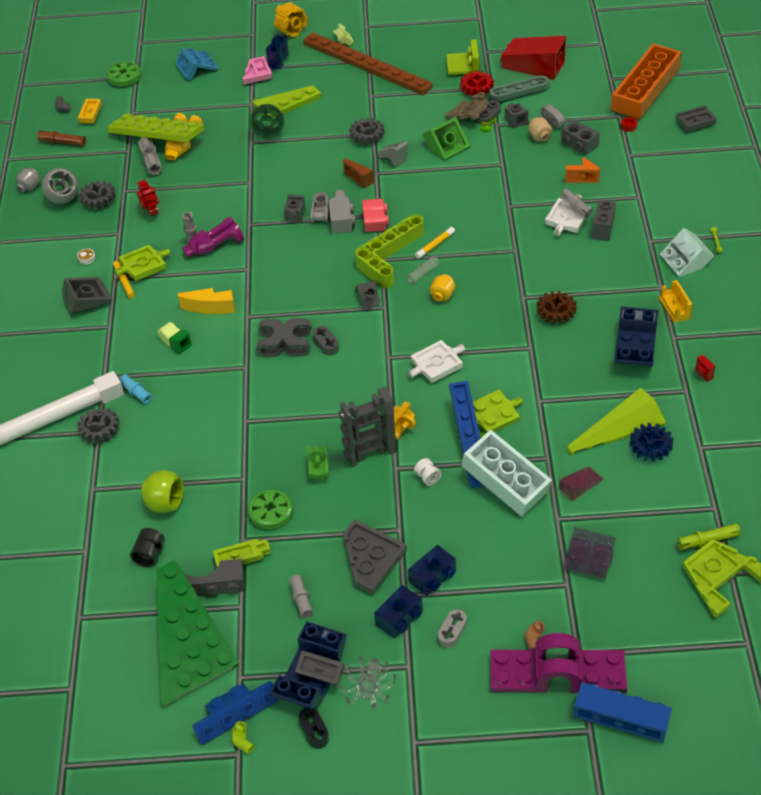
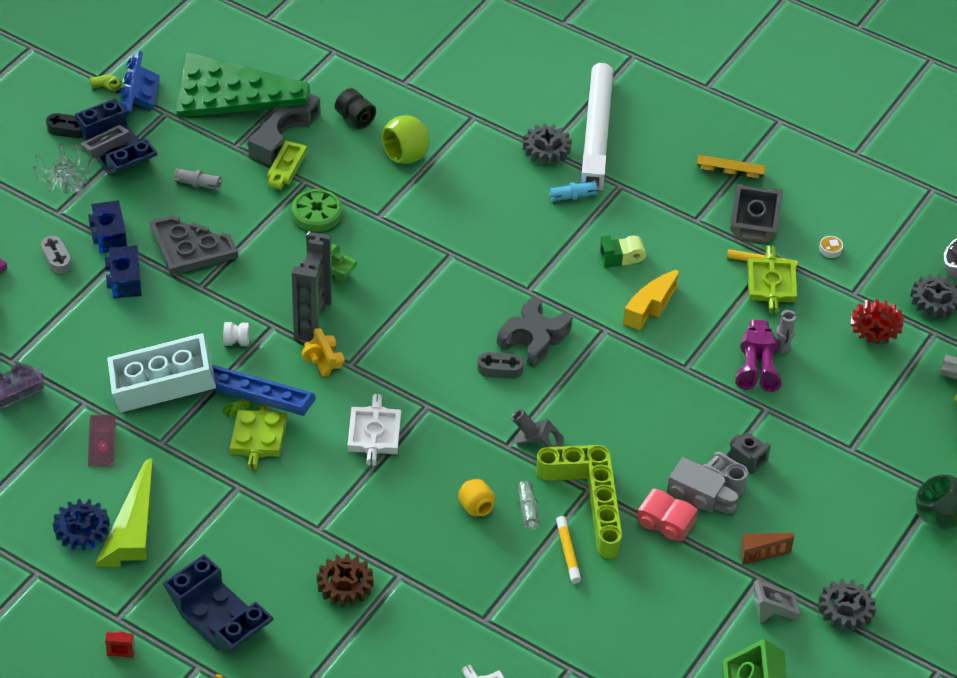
camera: 120 degrees right, 0 degrees up
(45, 328) = (730, 166): none -> yellow plate

